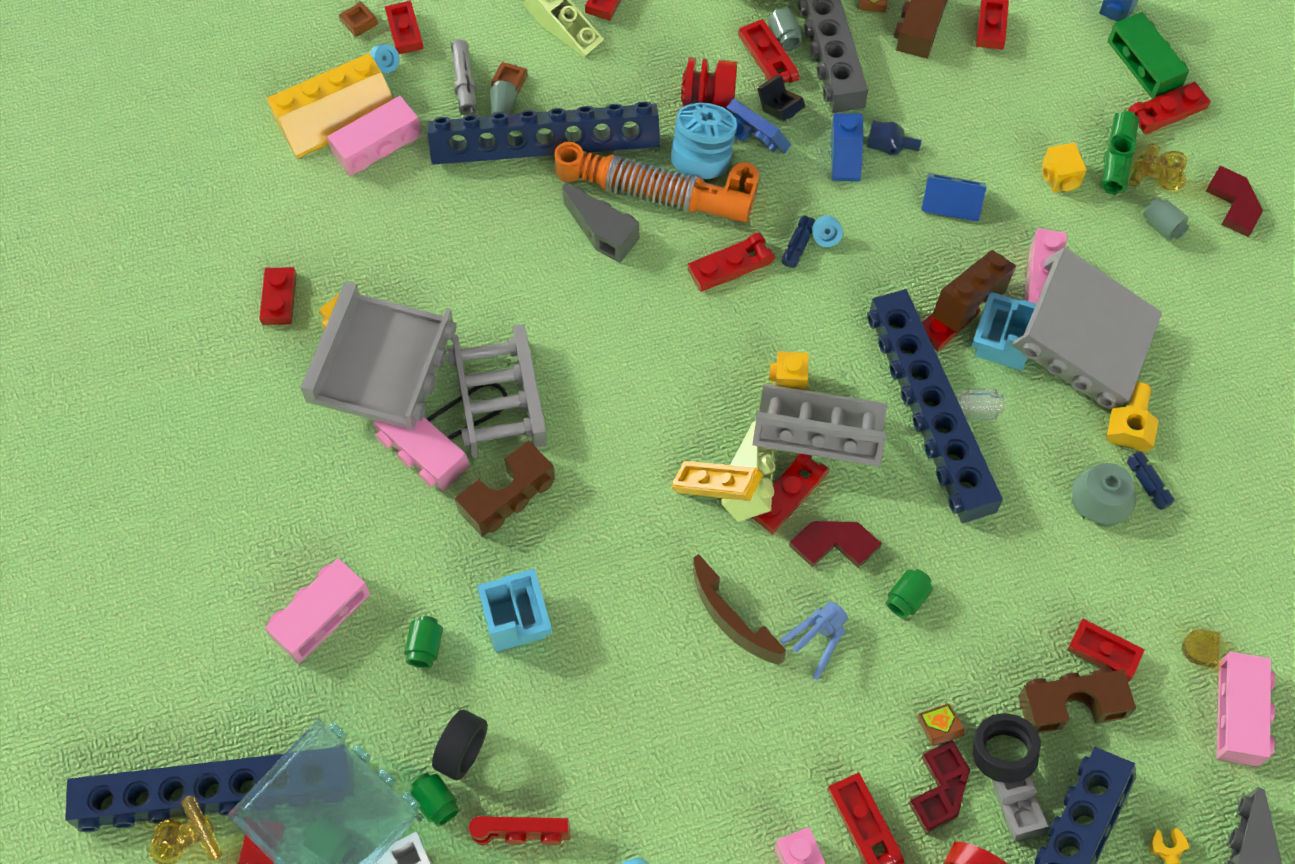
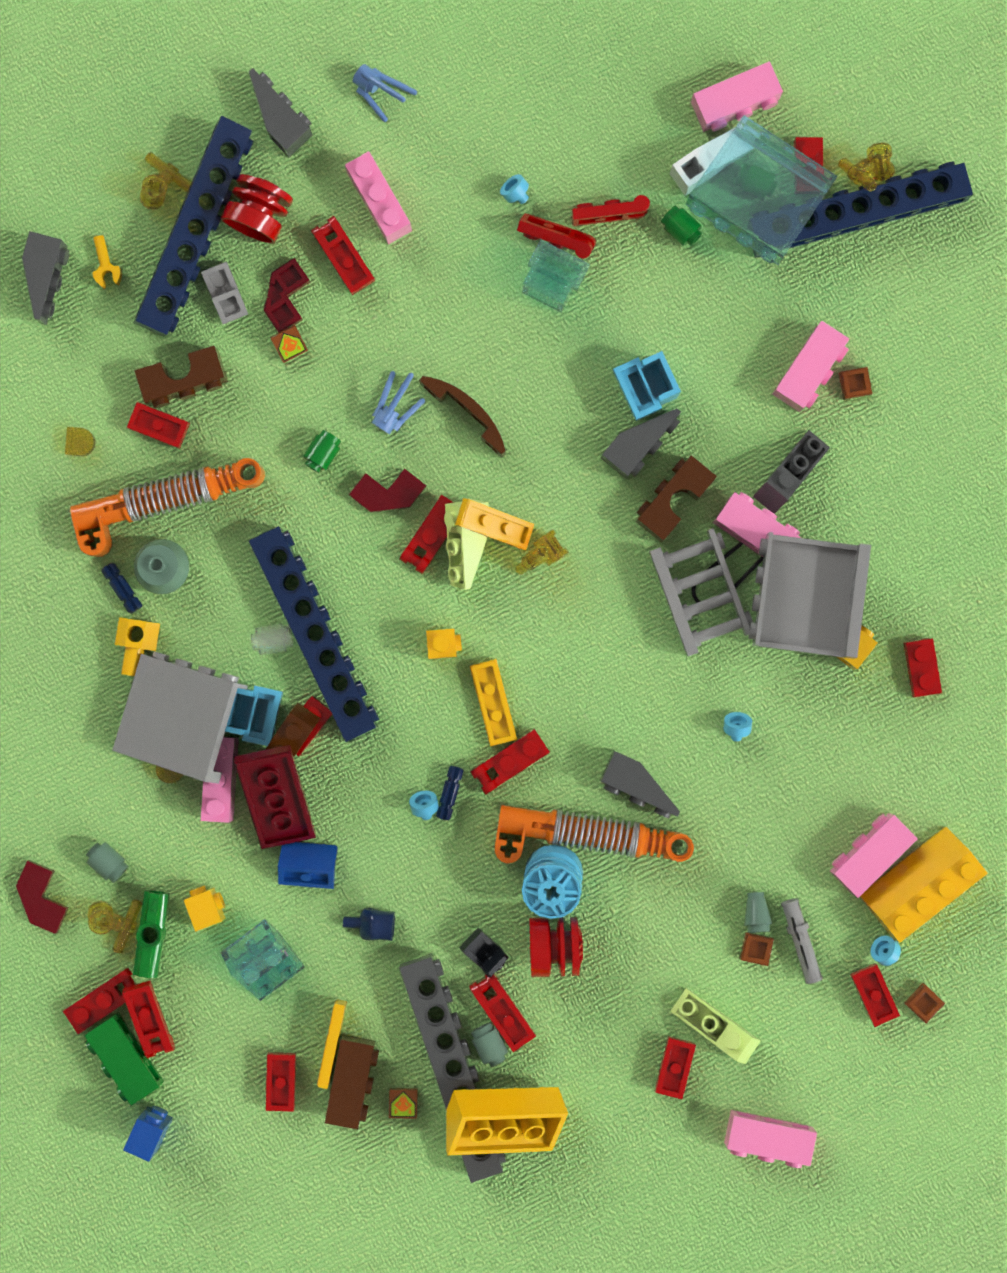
camera: 170 degrees right, 25 degrees up
(271, 590) = (855, 383): none -> dark orange tile
(368, 500) = (791, 472): none -> dark grey slope
(423, 642) = (717, 352): green brick -> none
(459, 744) = (669, 265): black tyre -> none
(485, 263) = (737, 725): none -> medium azure tile
(532, 143) = (709, 875): dark blue brick -> none
(546, 549) = (632, 445): none -> dark grey slope
(592, 809) = (557, 235): none -> red plate
(604, 752) = (553, 275): none -> clear light blue plate
(660, 452) = (546, 550): none -> clear yellow piece
(741, 319) = (493, 702): none -> yellow tile
(751, 122) = (502, 909): blue hinge -> none
(820, 424) = (410, 566): light grey fence -> none
(846, 147) = (414, 903): blue slope -> none
(939, 46) = (331, 1044): none -> yellow tile
(986, 243) = (275, 796): none -> dark red tile
(1007, 118) = (261, 960): none -> clear light blue slope
(1012, 726) = (219, 341): black tyre -> none
(1124, 81) = (148, 1019): none -> red plate
(1135, 562) = (133, 503): none -> orange piece
(1245, 709) = (46, 389): bright pink brick -> none

